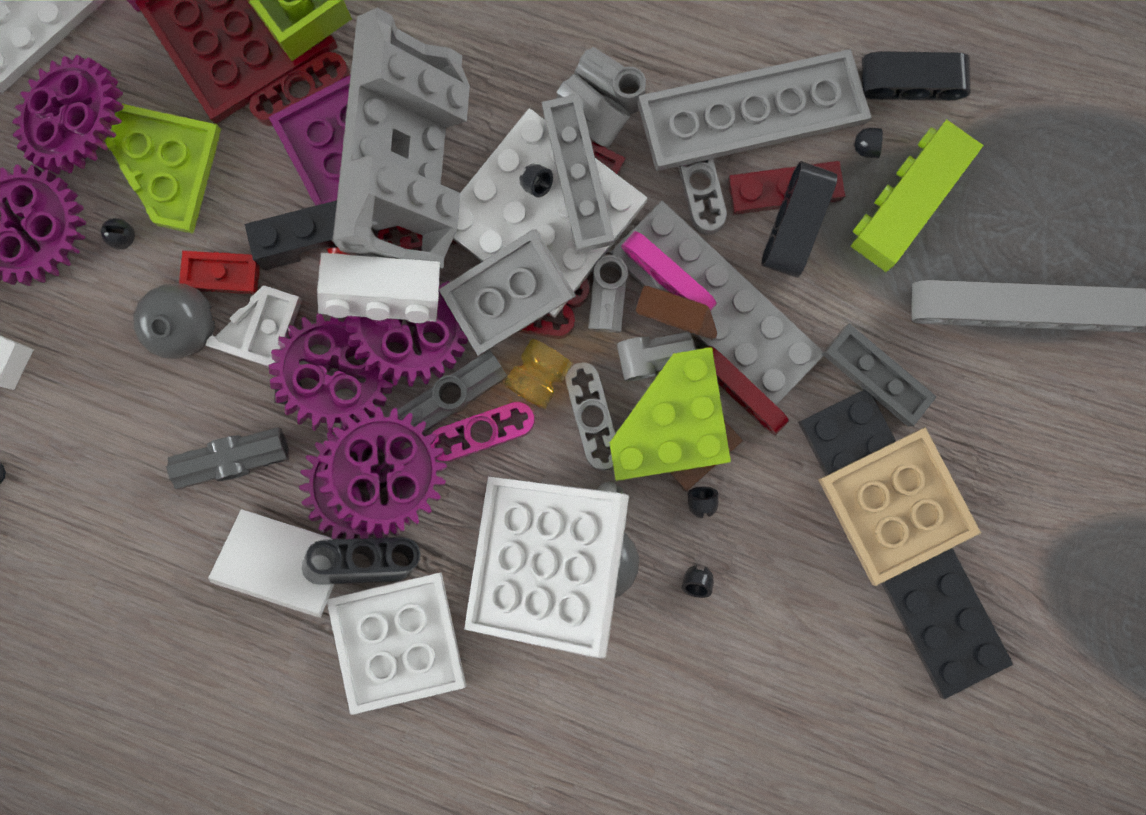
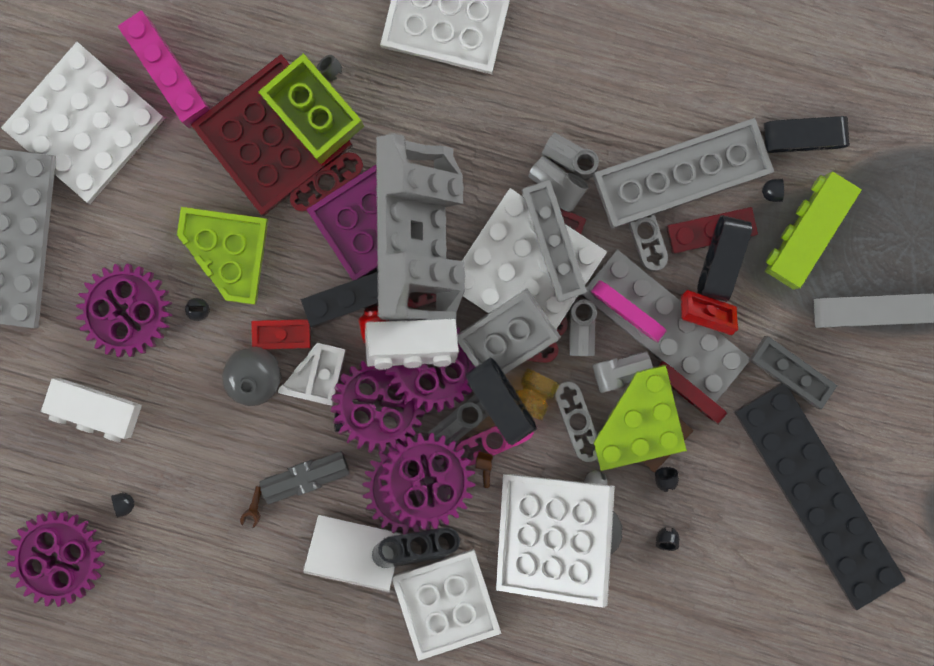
camera: 10 degrees left, 5 degrees up
(67, 114) = (149, 220): magenta gear -> none
(157, 497) = (253, 509): none -> reddish brown hand
(464, 457) = (484, 463): none -> reddish brown hand
(490, 374) = (501, 401): none -> black beam
(542, 185) = (522, 248): black hinge -> none
(676, 312) = (636, 340): reddish brown slope -> none
(774, 287) = (709, 312): none -> red plate
(899, 506) = (814, 472): tan plate -> none

